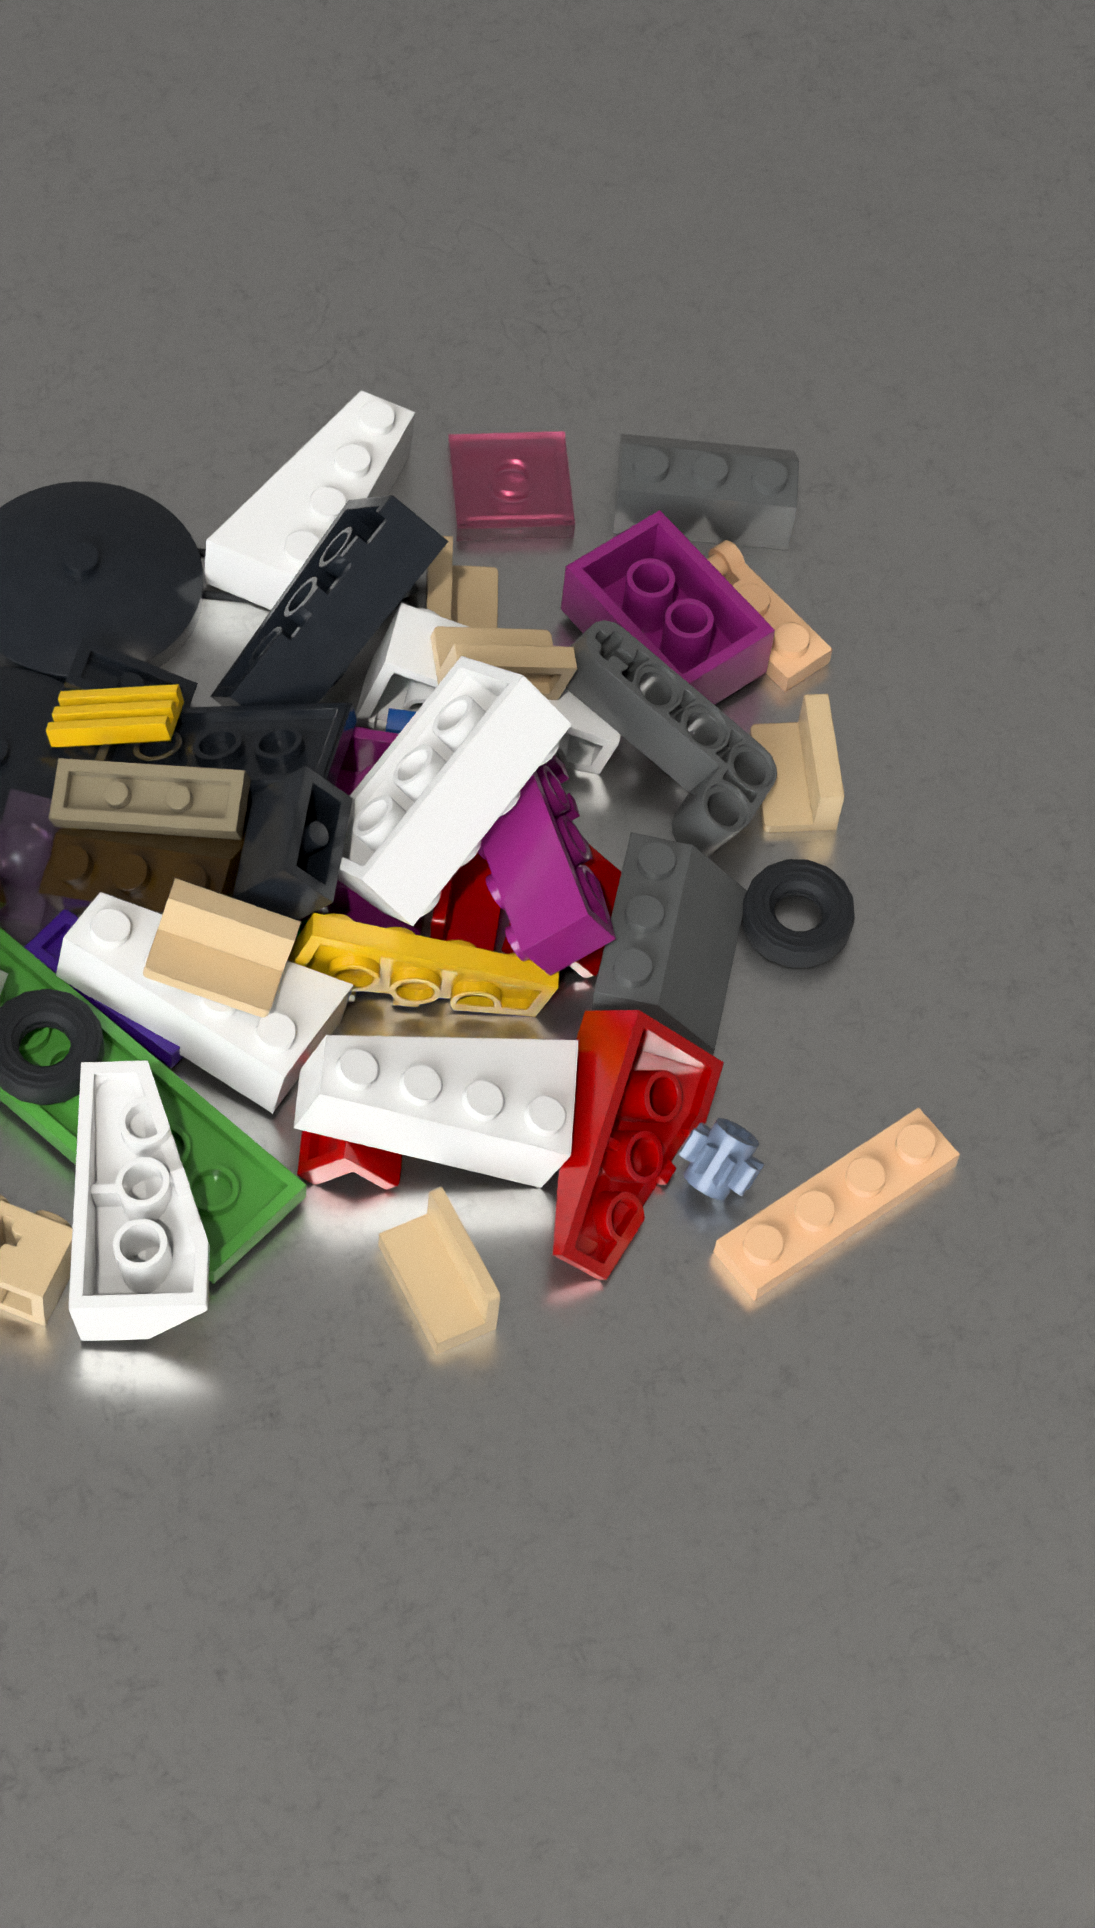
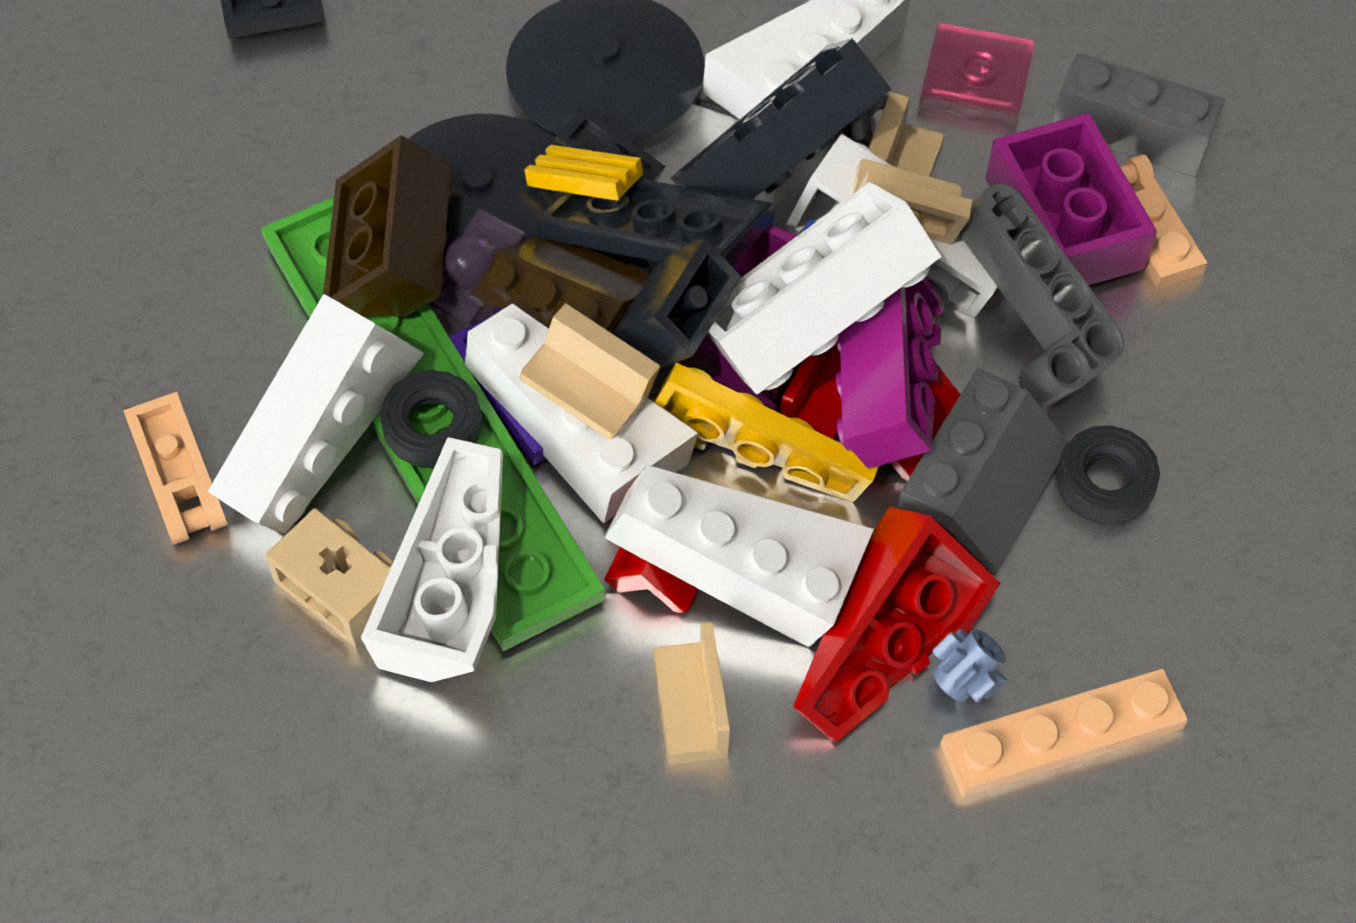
camera: 25 degrees right, 0 degrees up
(150, 798) = (580, 239): dark tan plate -> none
(808, 778) = (1151, 356): tan panel -> none

